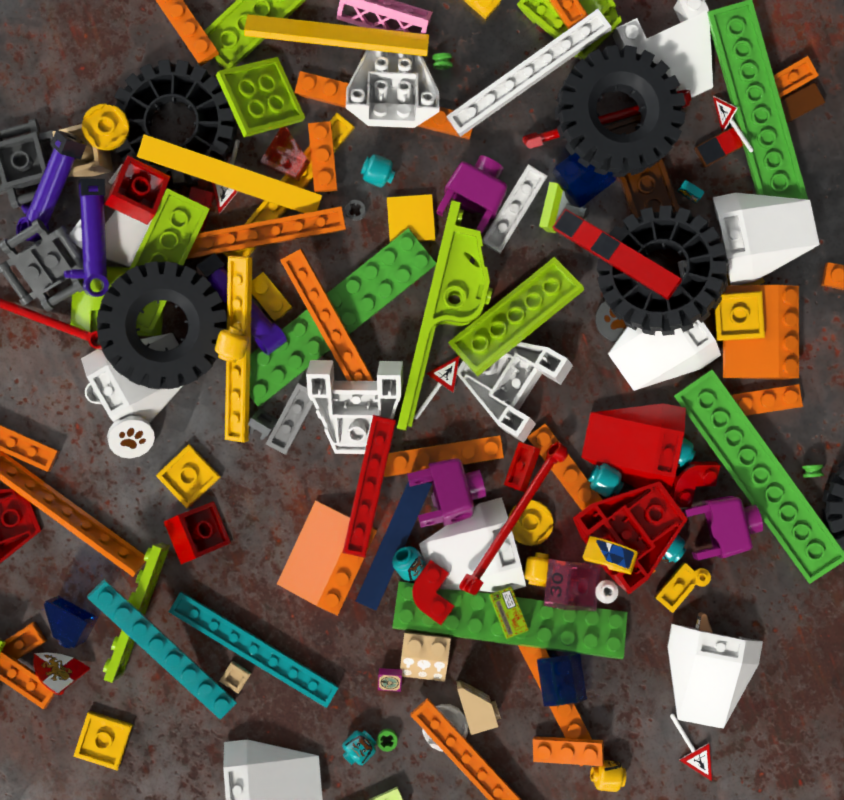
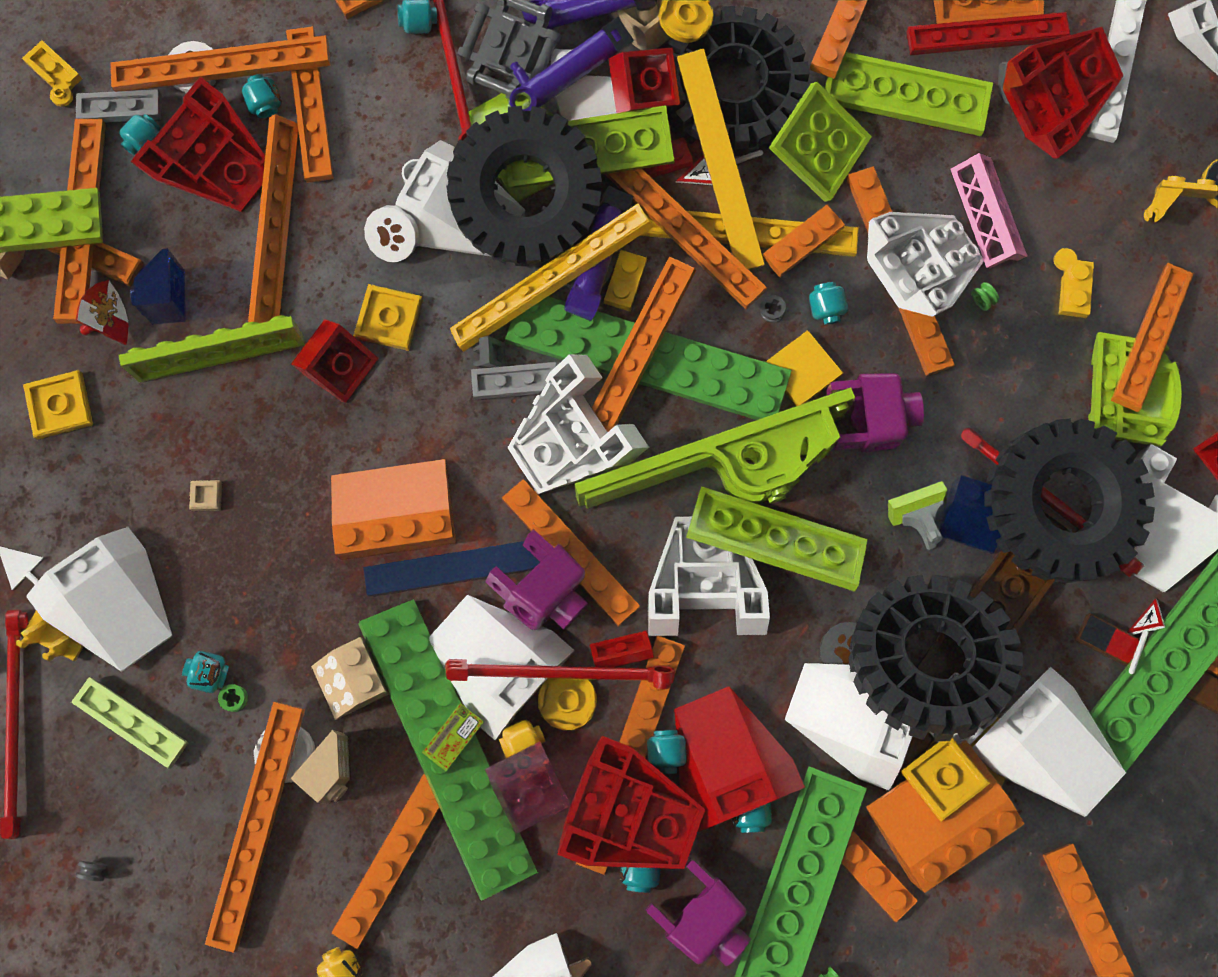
camera: 55 degrees right, 10 degrees down
(161, 648) = (187, 395): teal plate -> none
(231, 344) = (550, 262): yellow head -> none
(253, 649) = (246, 496): teal plate -> none
(285, 155) = (779, 204): clear red wing -> none
(336, 35) = (935, 177): yellow tile -> none
(369, 486) = (494, 497): red tile -> none
(389, 679) = (300, 657): tile -> none
(408, 563) = (439, 596): teal head -> none
(426, 595) = (417, 633): red plate -> none
(445, 376) = (664, 508): piece -> none
(514, 208) = (887, 466): white tile -> none
(529, 72) = (1040, 385): white plate -> none
(562, 680) = (416, 846): clear blue slope -> none
(568, 751) = (340, 907): orange plate -> none
(606, 591) = (544, 831): white plate -> none
(611, 554) = (588, 805): slope -> none
(617, 254) = (917, 597): red tile -> none
(681, 585) = (606, 914): yellow hinge -> none
(690, 191) = (1039, 638): teal tile -> none
(695, 475) = (727, 842): red plate -> none

